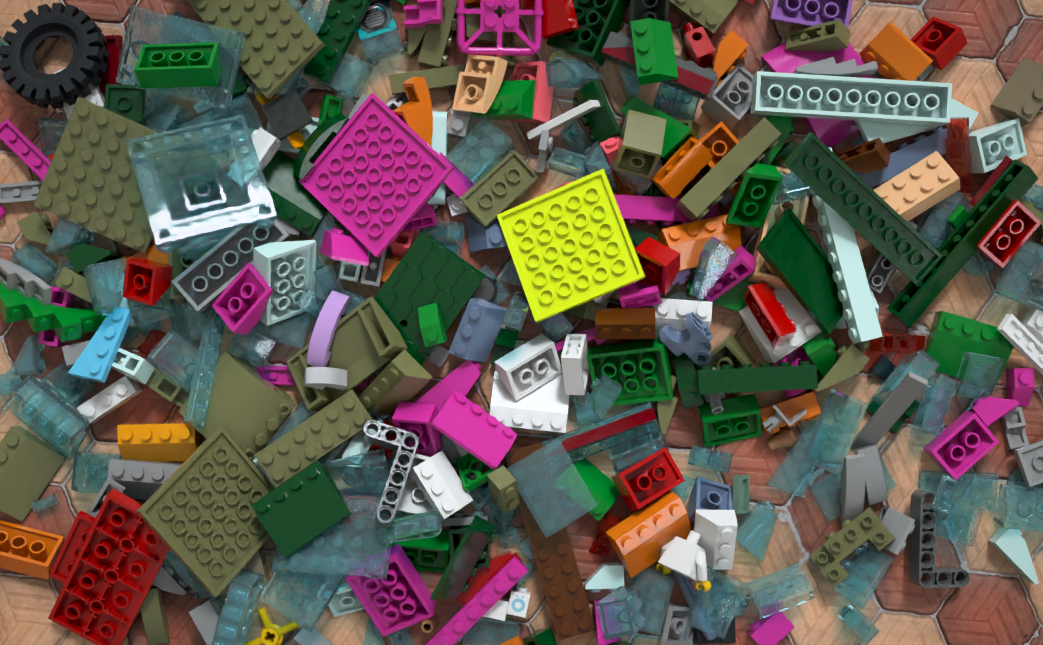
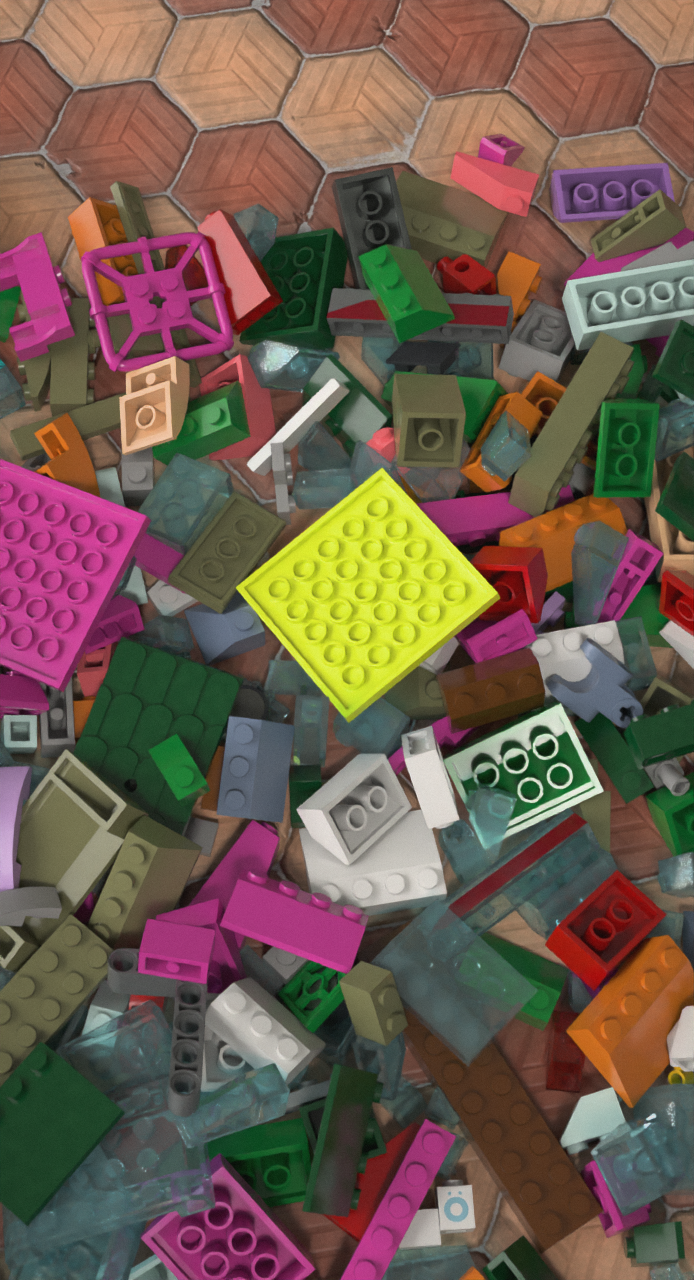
camera: 25 degrees left, 20 degrees down
(402, 433) = (176, 951): none -> dark pink brick
(622, 510) = (577, 994): none -> clear light blue slope
(655, 93) = (433, 355): none -> black piece
(681, 178) = (506, 447): none -> clear light blue slope
(720, 318) = (636, 653): none -> clear light blue slope

